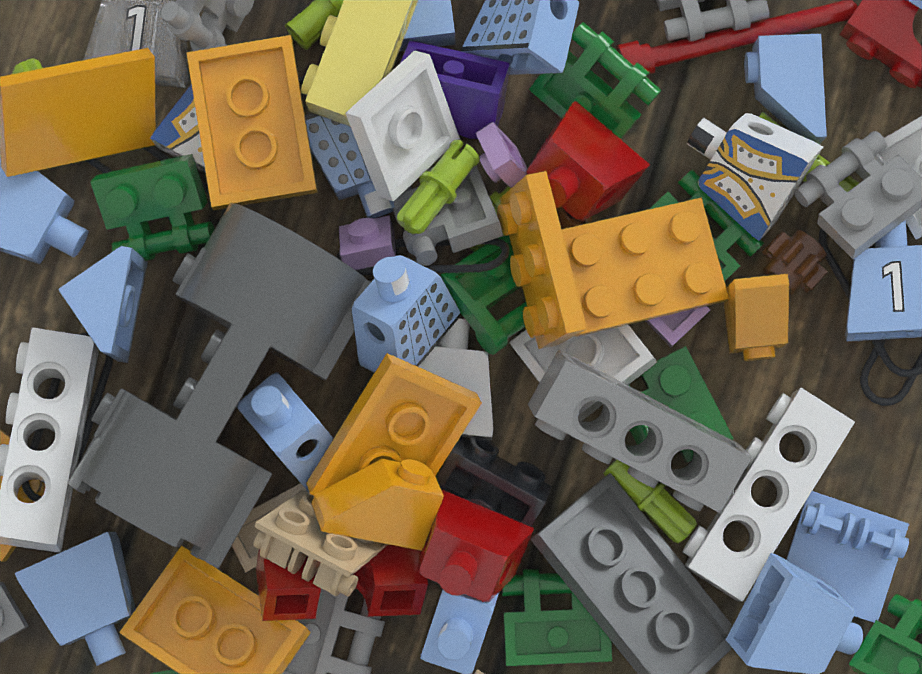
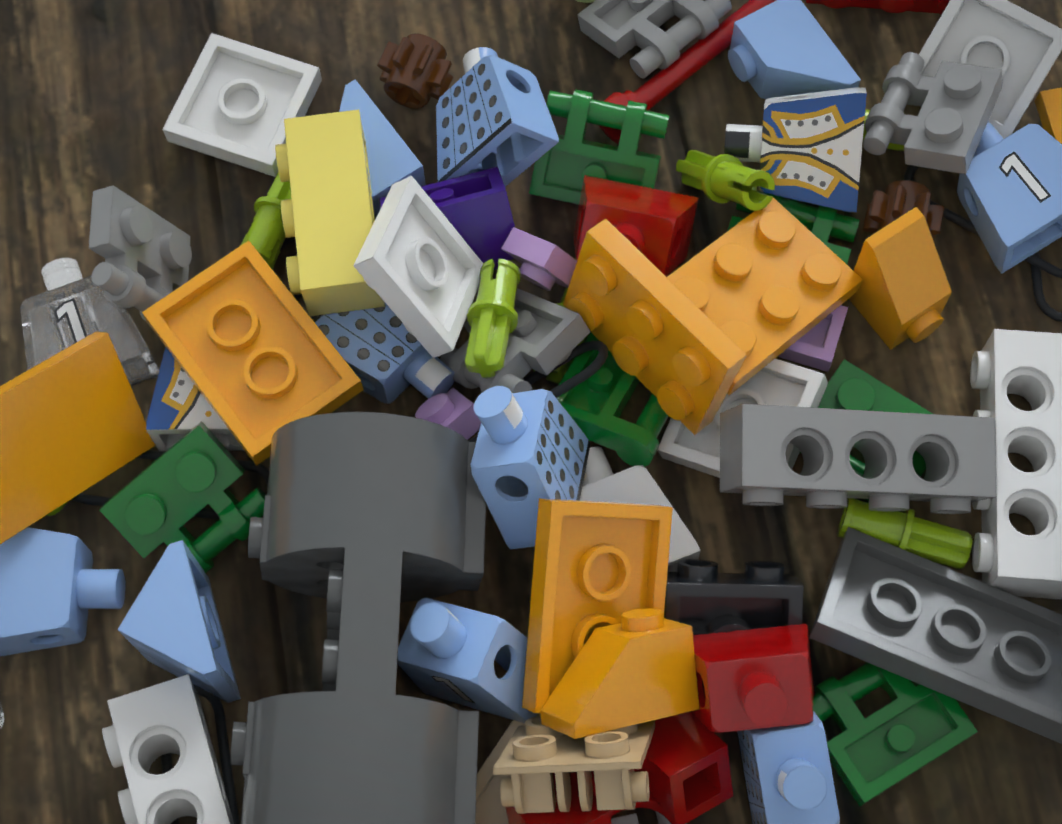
camera: 30 degrees left, 15 degrees down
(676, 162) = (725, 179): none -> lime axle

